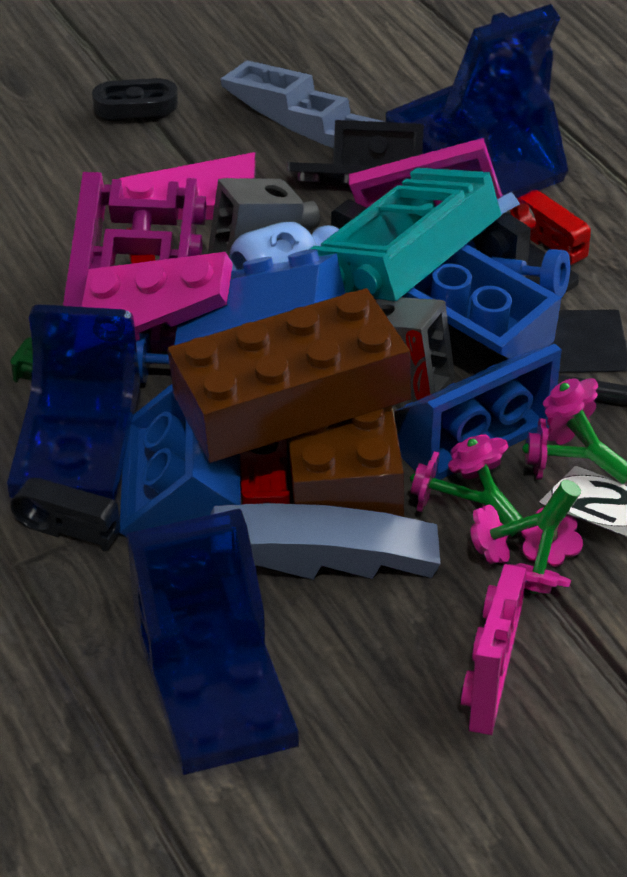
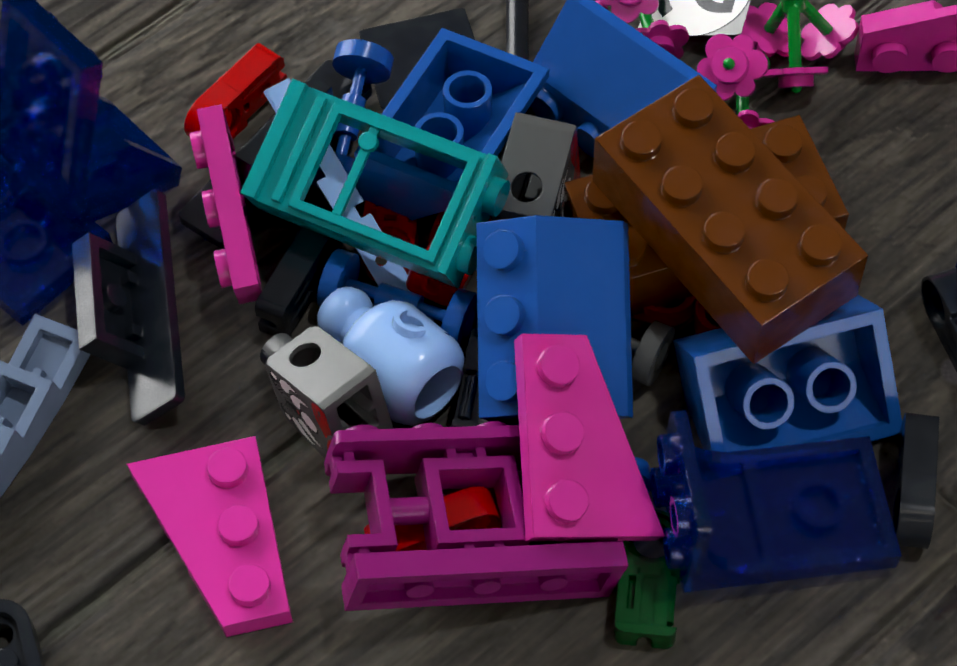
camera: 100 degrees left, 15 degrees up
(350, 540) = (895, 267): sand blue slope -> none

